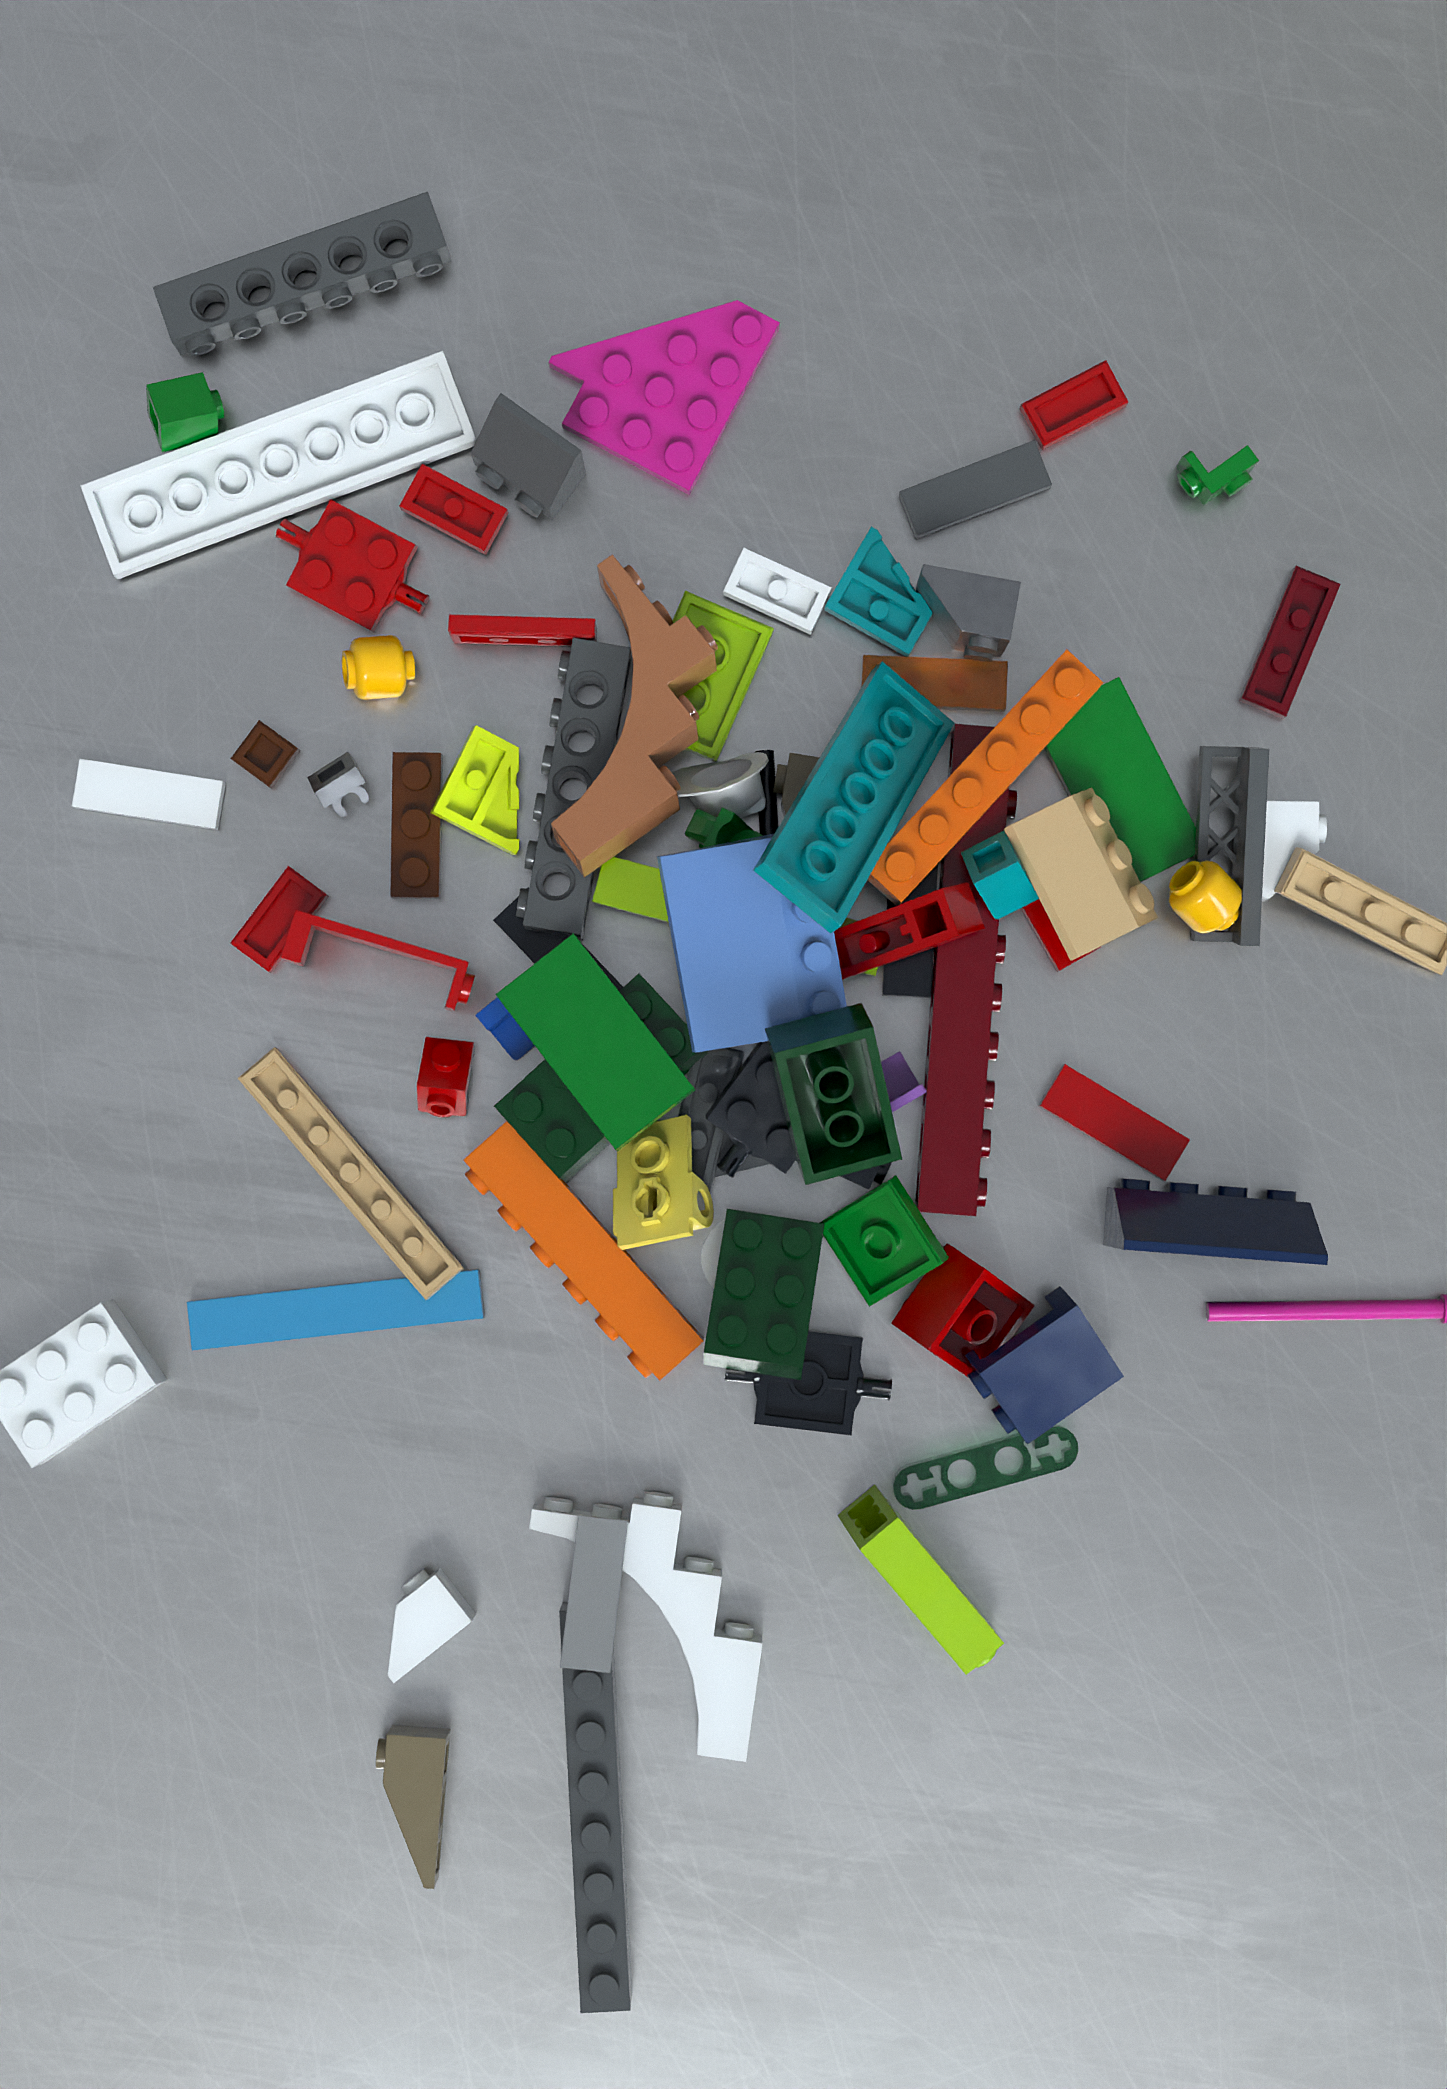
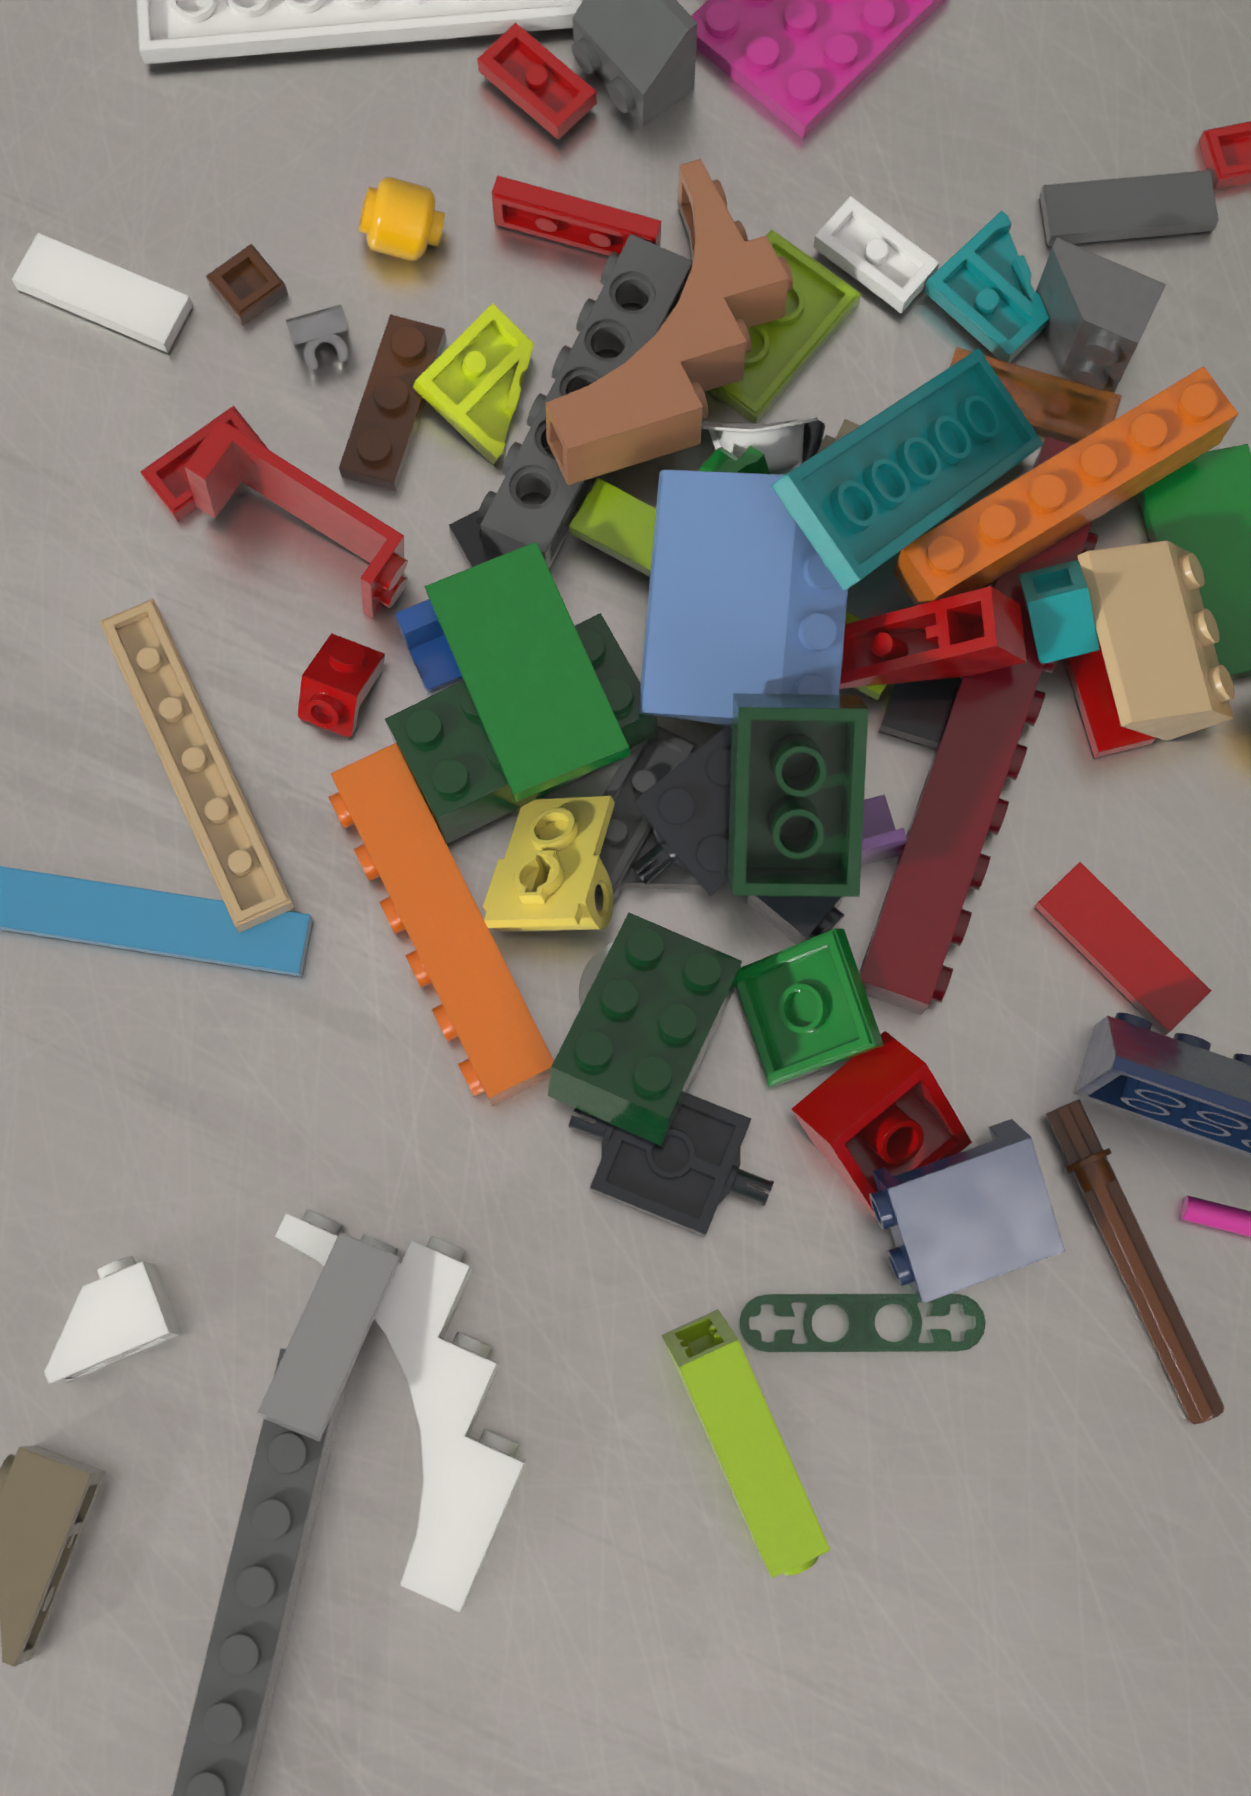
camera: 15 degrees right, 10 degrees down
(352, 565) = (406, 112): red plate -> none
(1178, 1363) = (1135, 1262): none -> reddish brown axle

